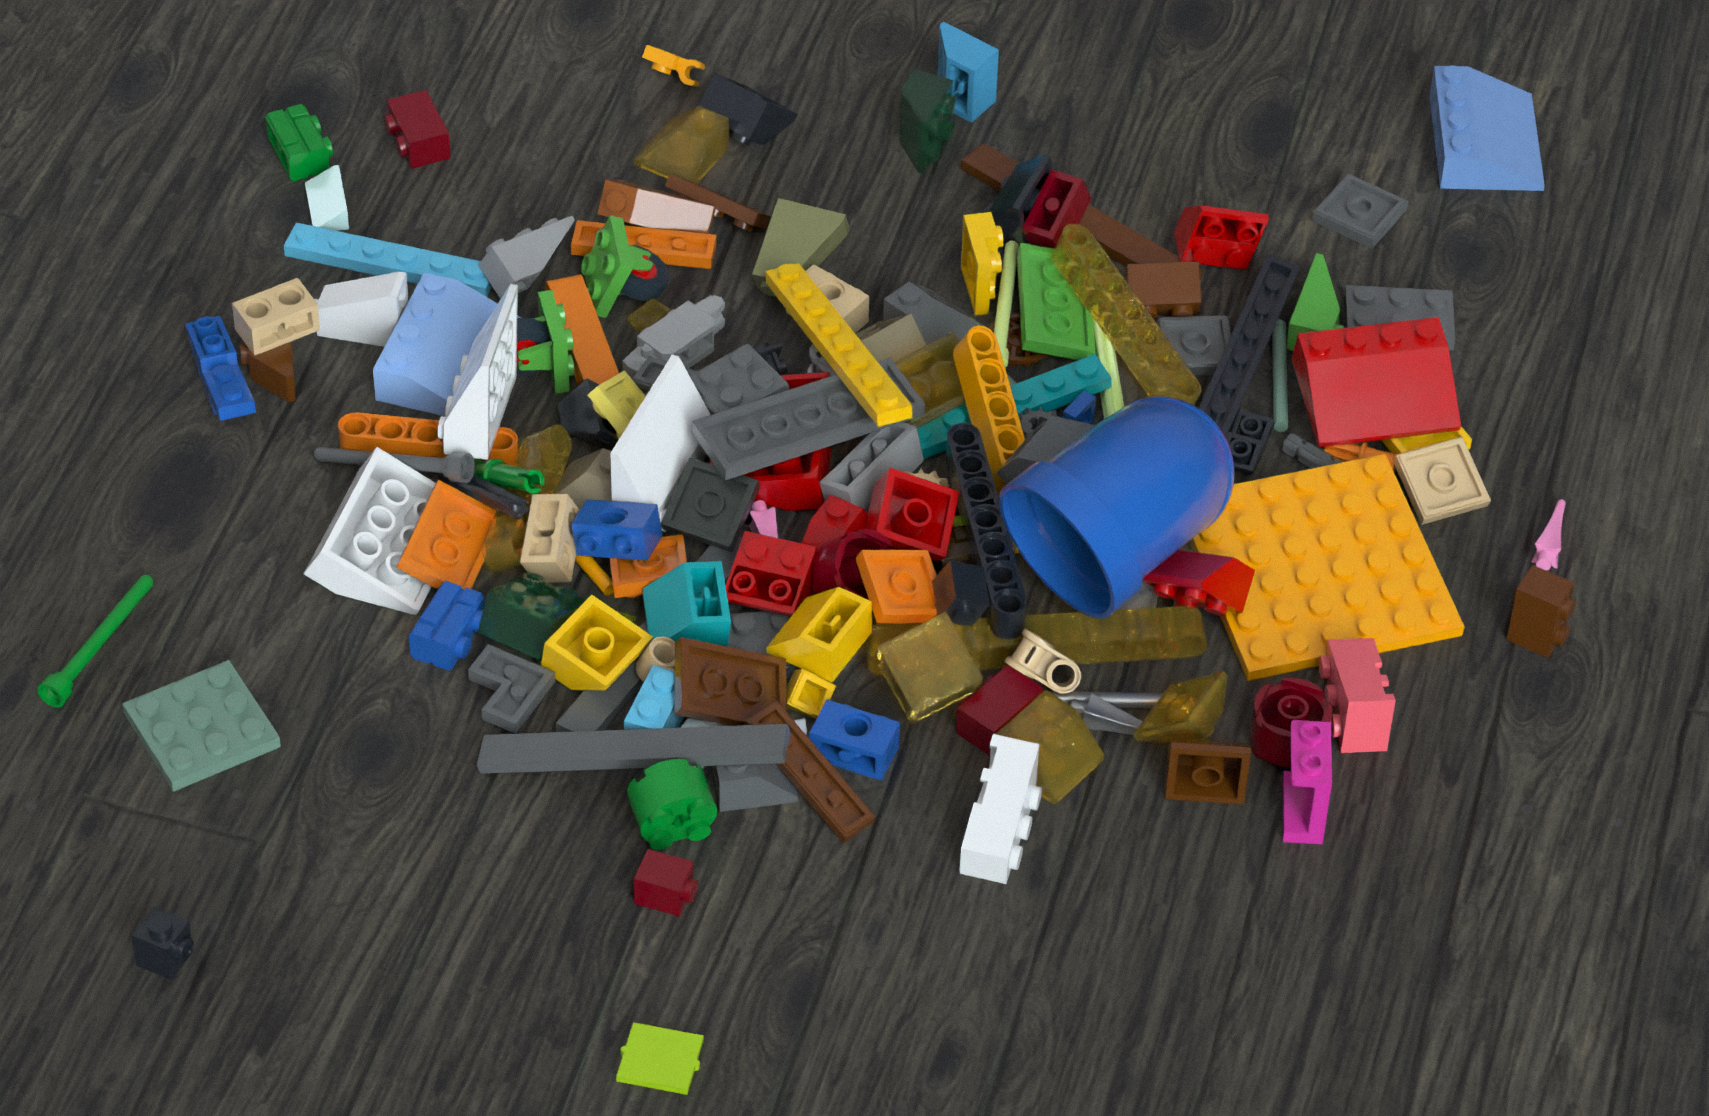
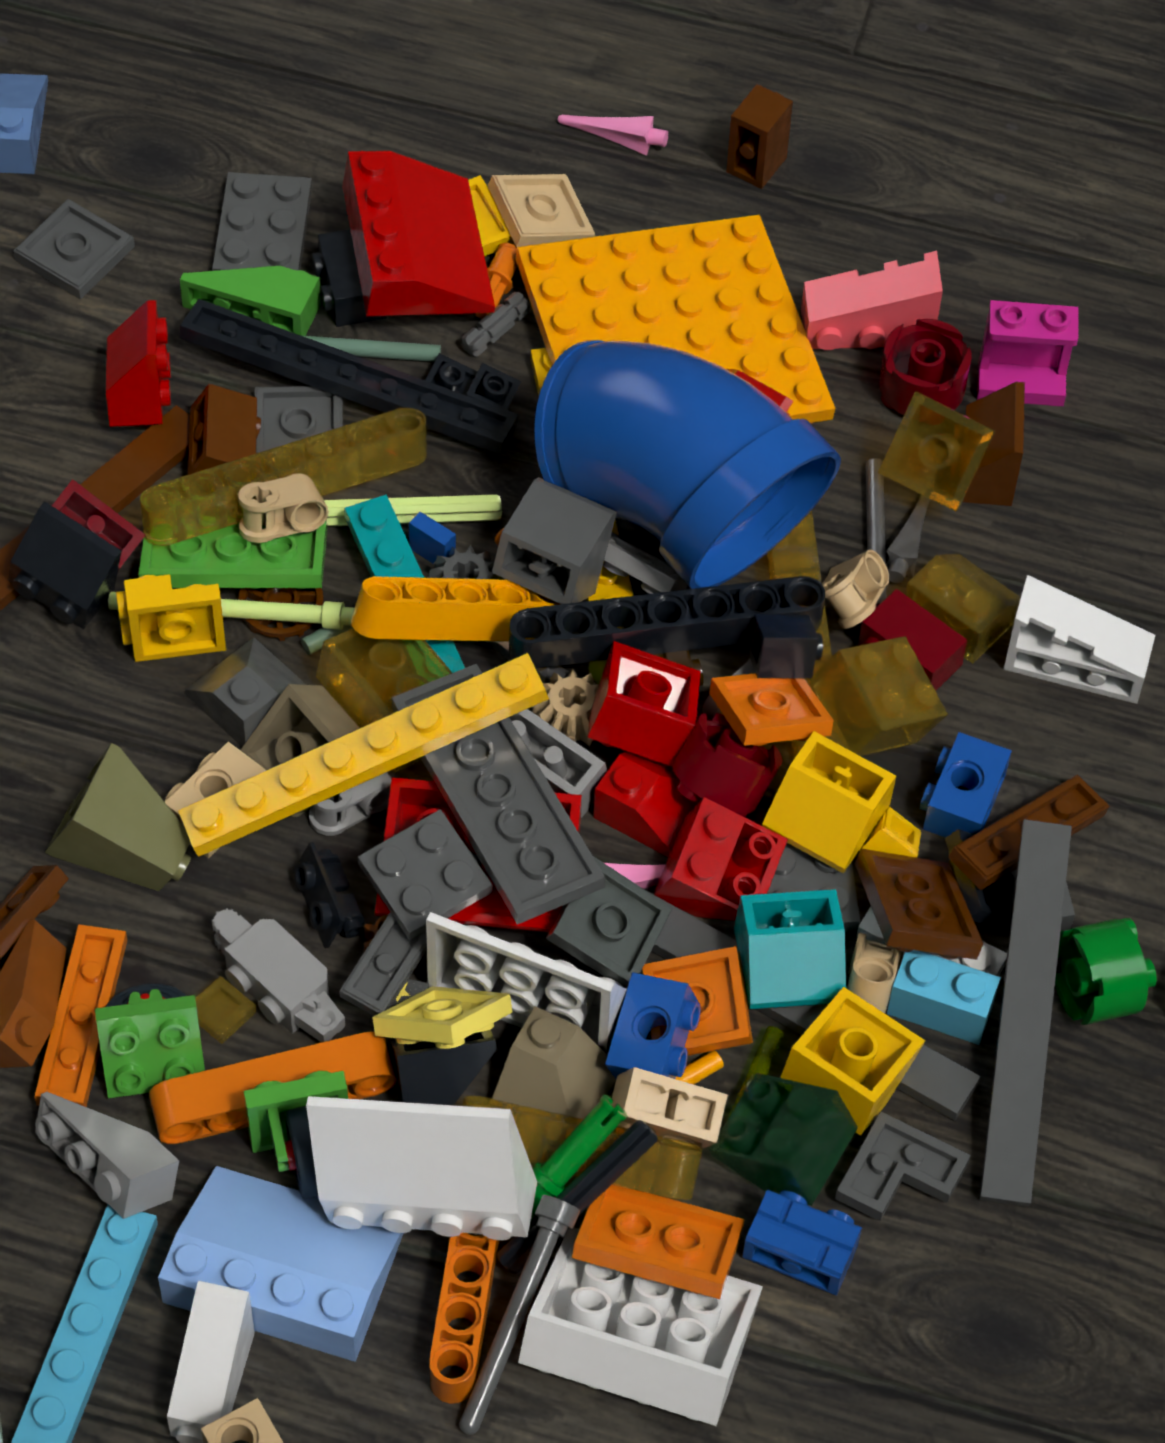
camera: 90 degrees left, 10 degrees up
(1088, 312) = (281, 505): none -> tan piece

